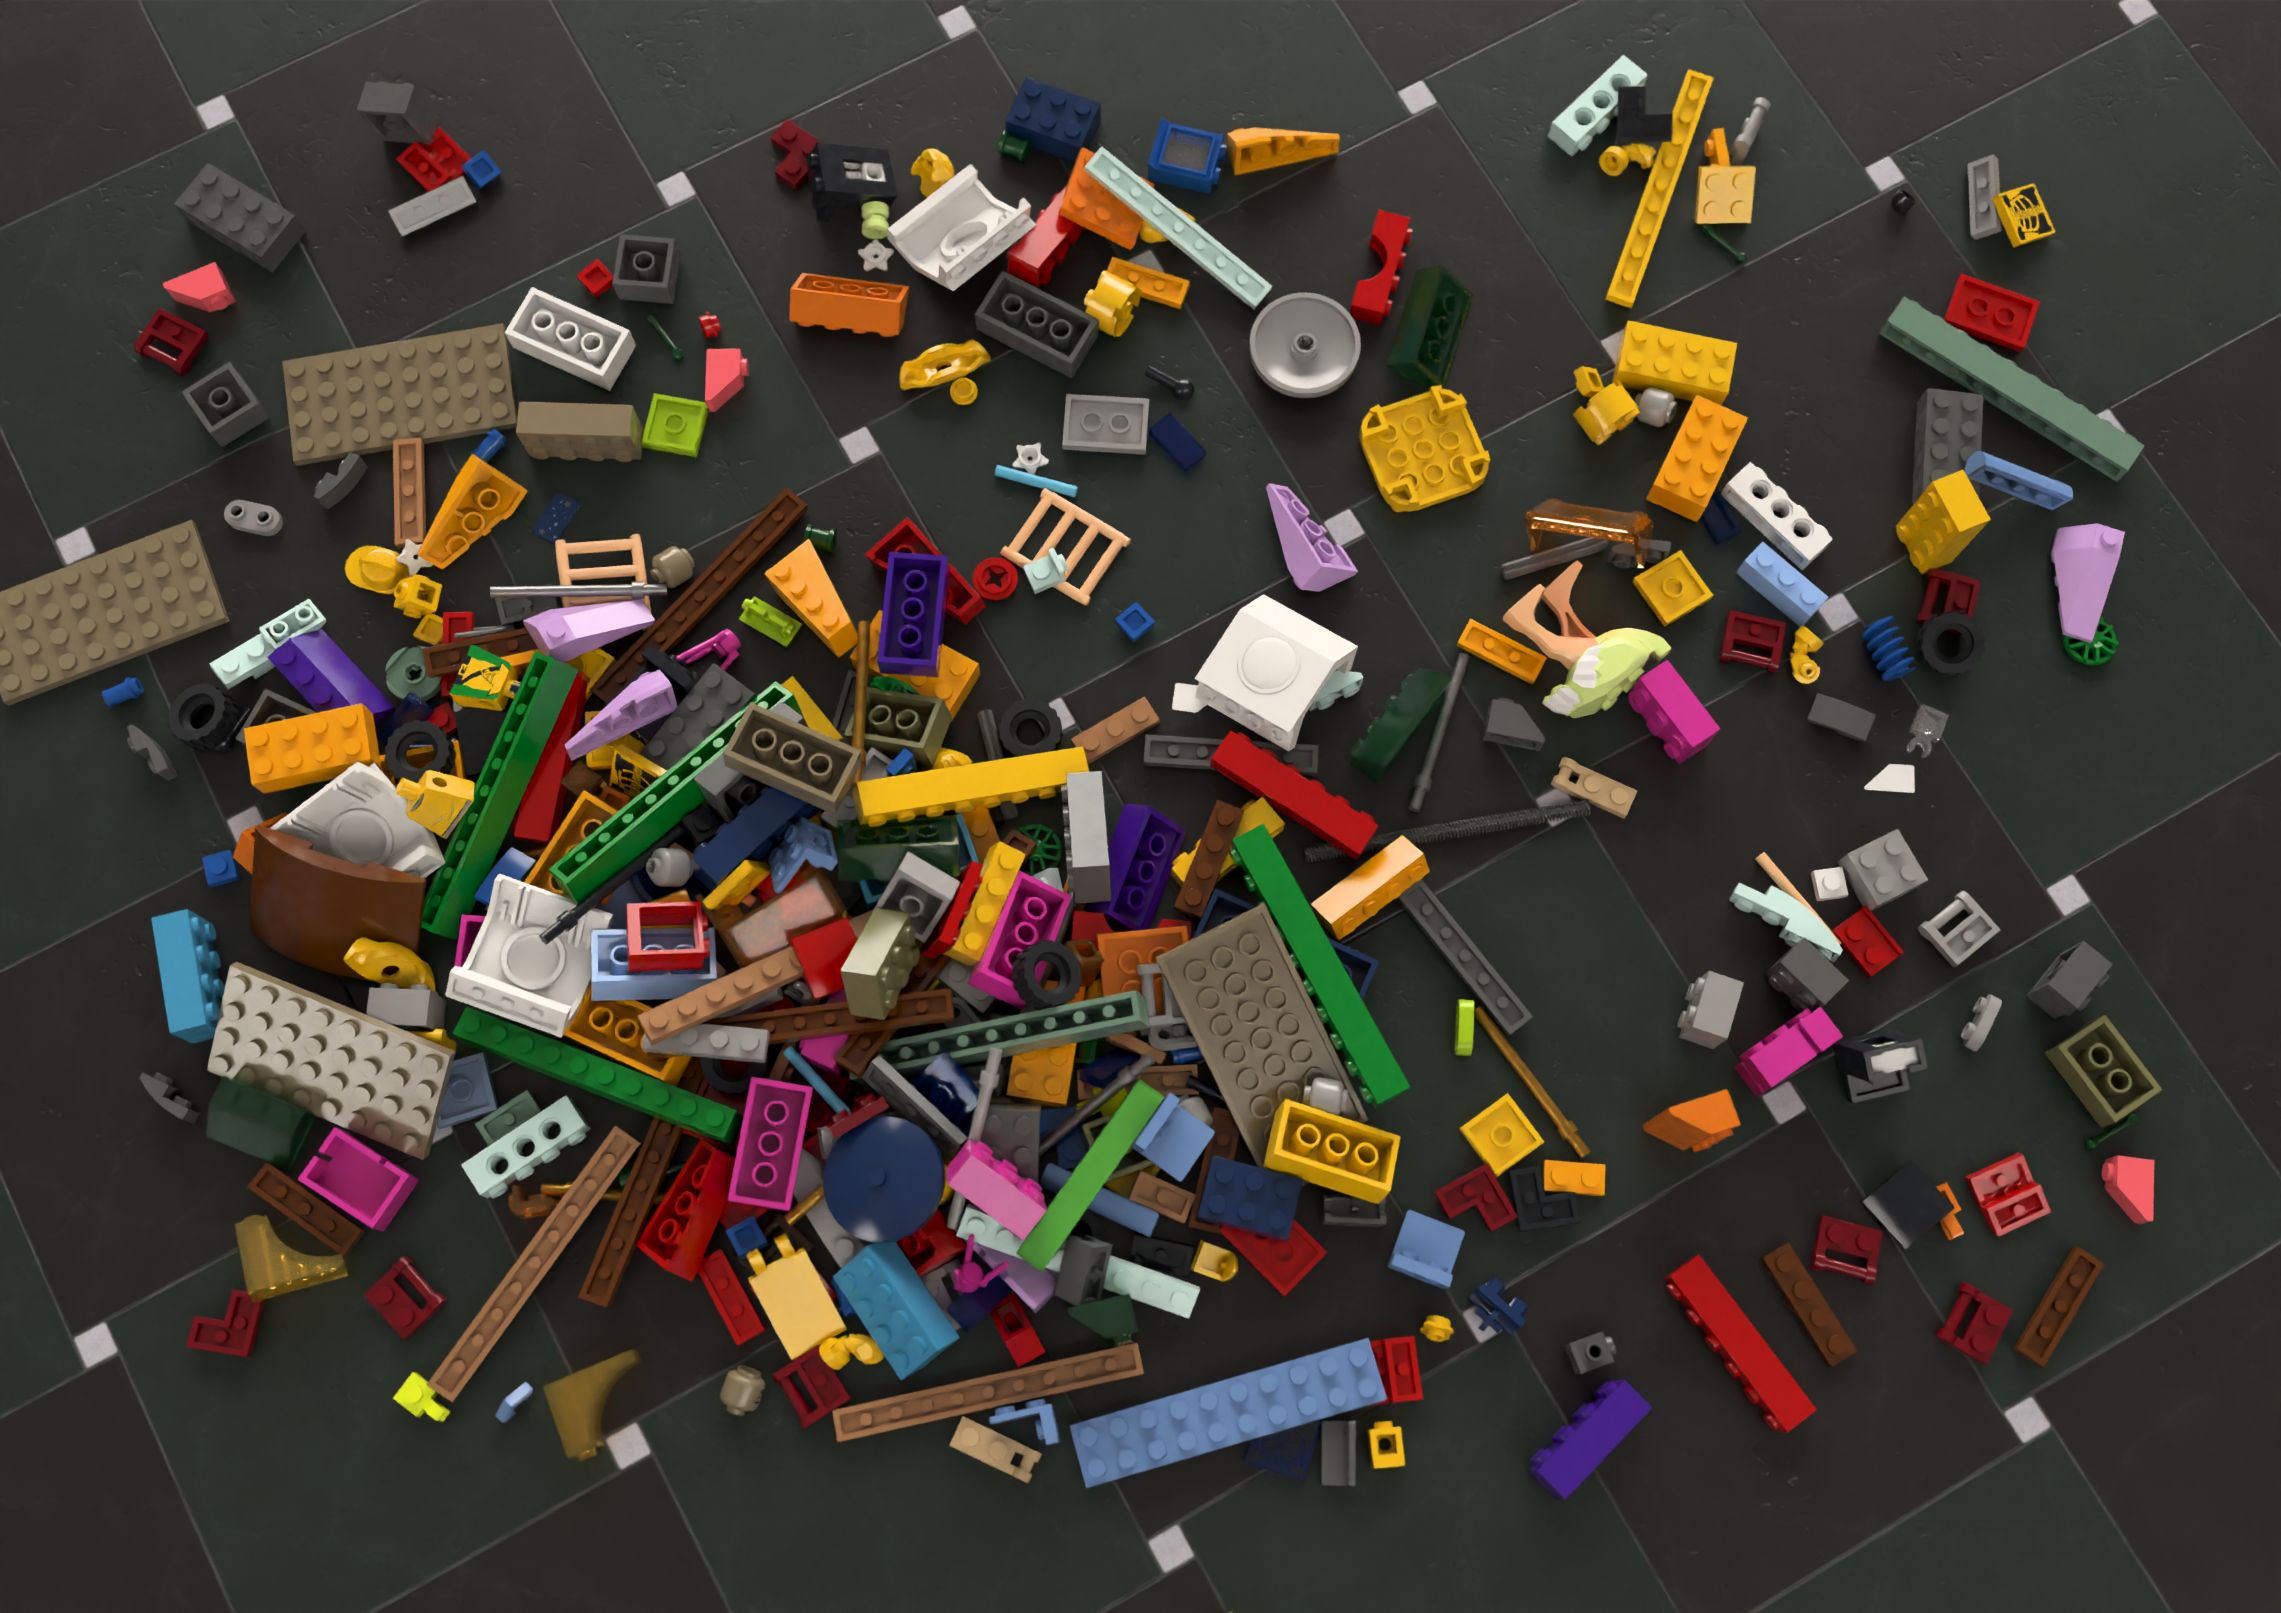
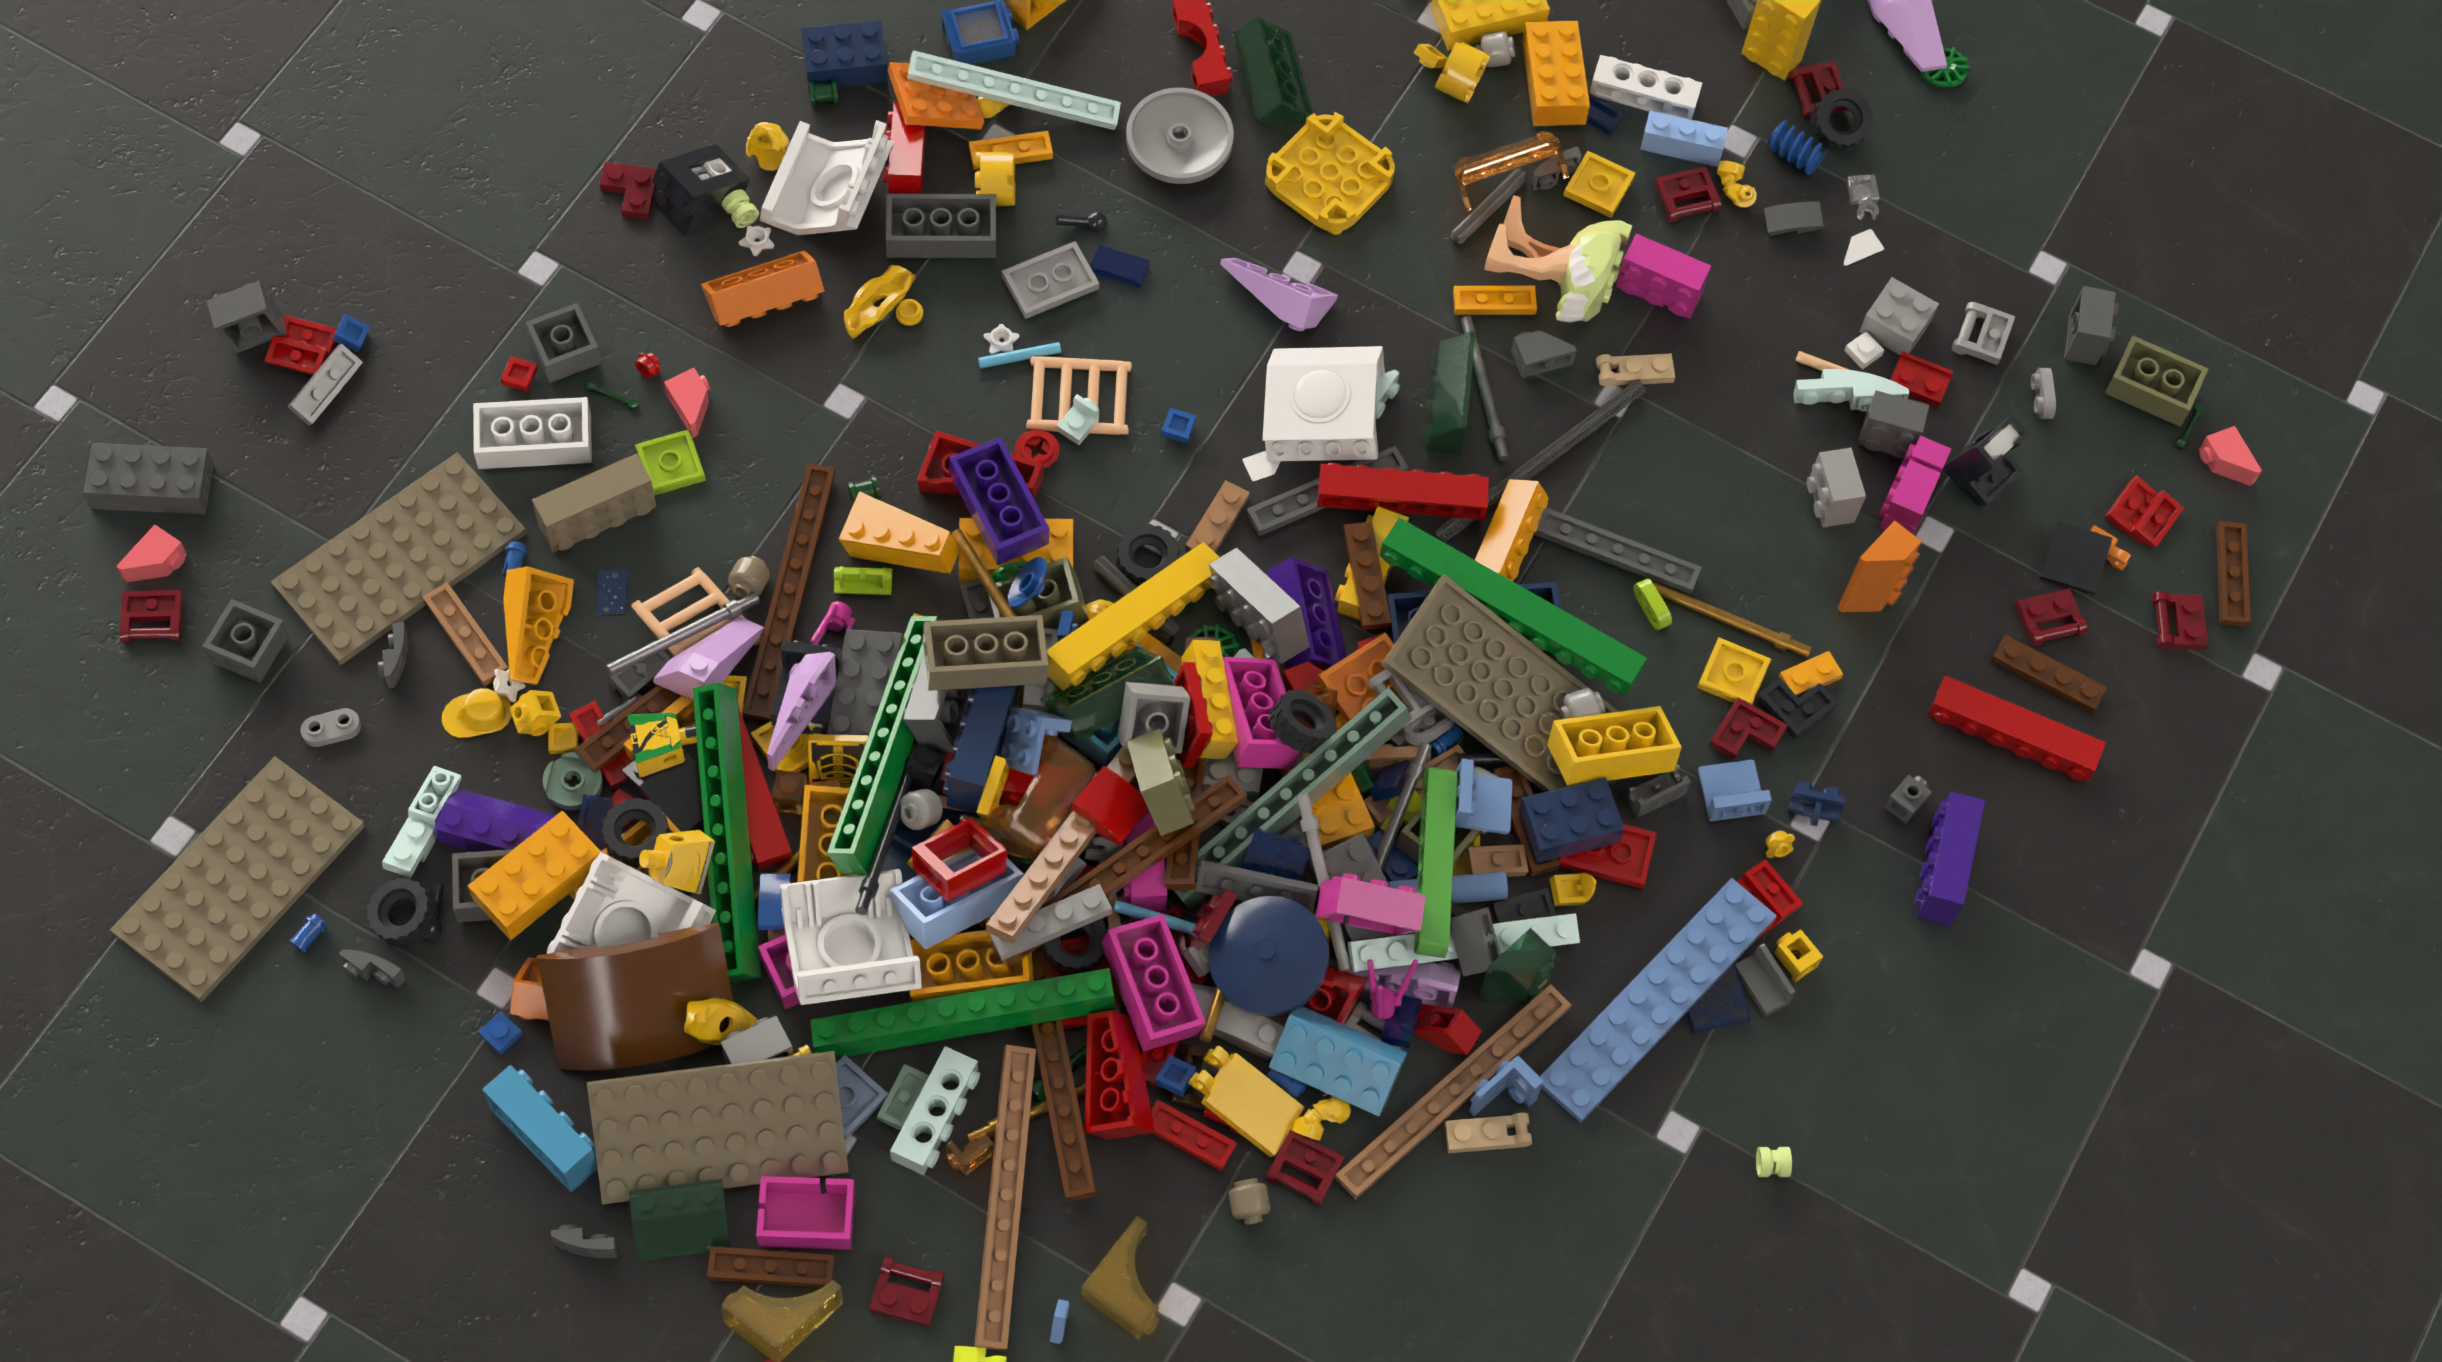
camera: 35 degrees left, 10 degrees down
(890, 707) = (1028, 582): none -> blue dish

